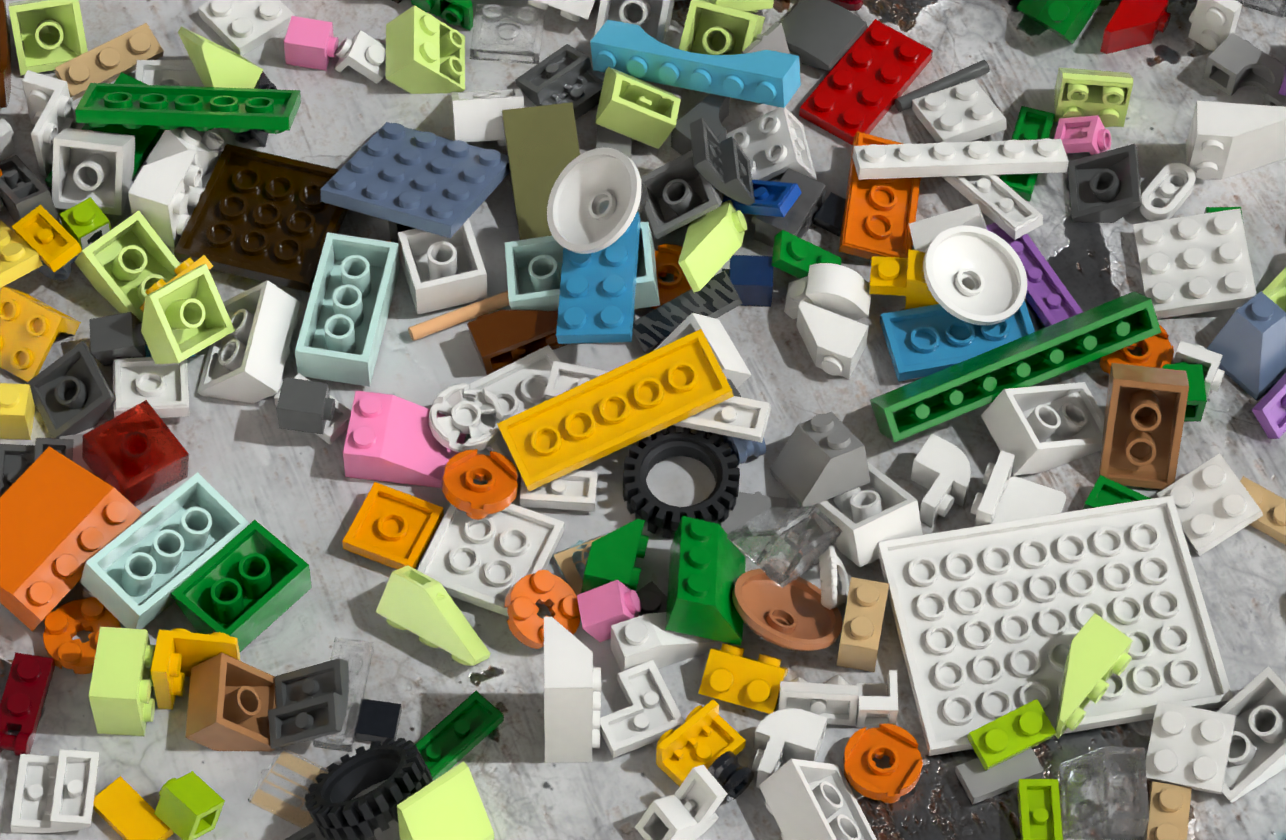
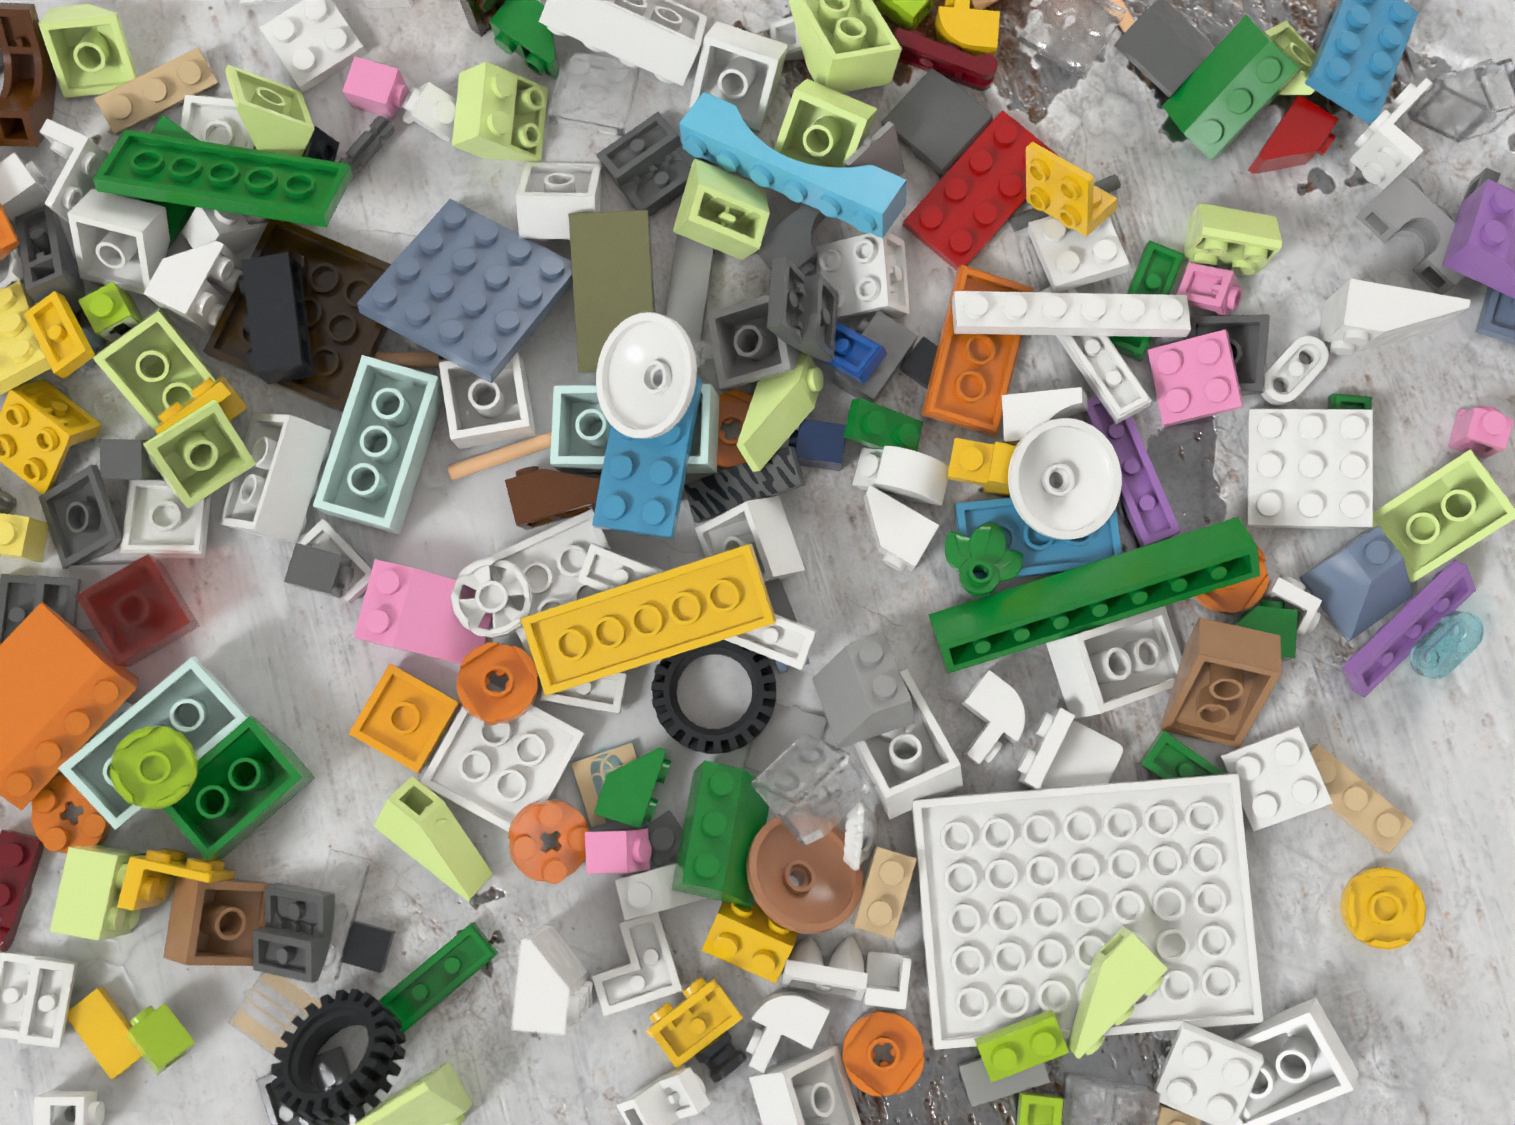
camera: 10 degrees right, 25 degrees up
(172, 560) = (154, 767): none -> lime tile
(243, 214) = (276, 318): none -> black brick
(311, 82) = (368, 144): none -> dark grey axle
(911, 350) = (985, 553): none -> green plate
(937, 63) = (1065, 191): none -> yellow bracket
(1080, 202) = (1195, 378): none -> bright pink plate

